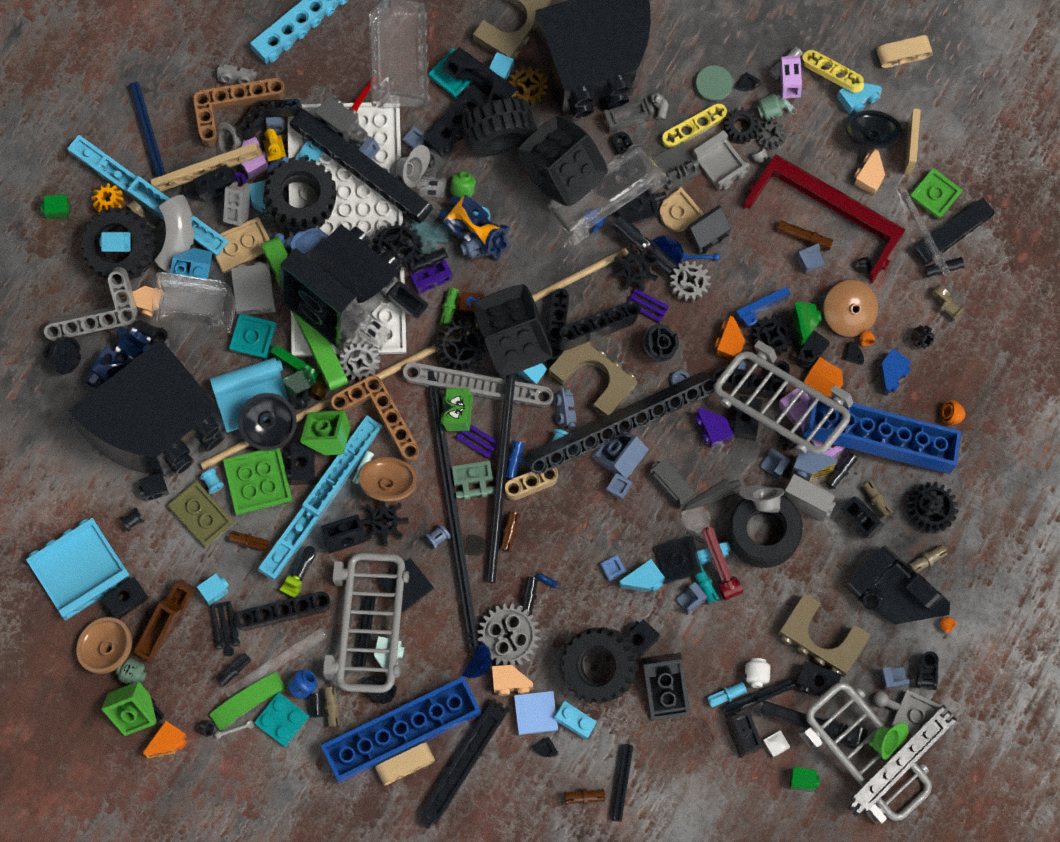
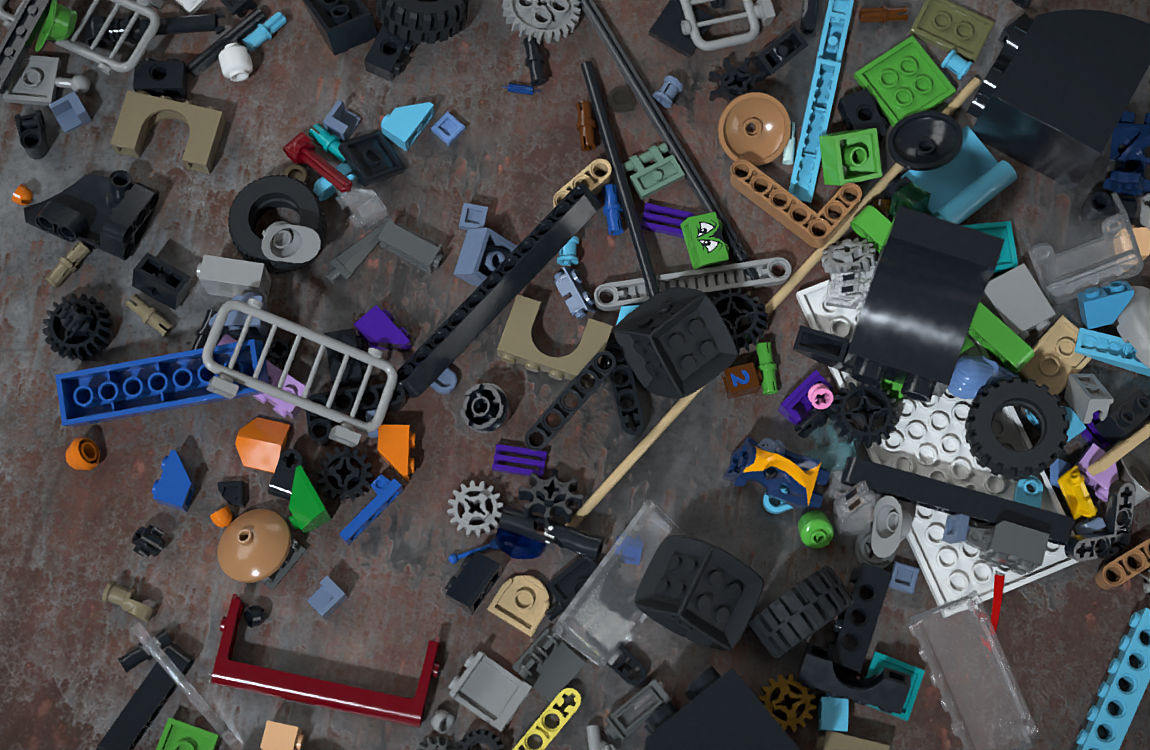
camera: 160 degrees right, 0 degrees up
(422, 269) = (820, 389): none -> bright pink bush
(739, 569) = (298, 172): none -> dark tan tile
(775, 464) = (290, 311): sand blue panel -> none
(805, 235) = (344, 628): reddish brown pin -> none

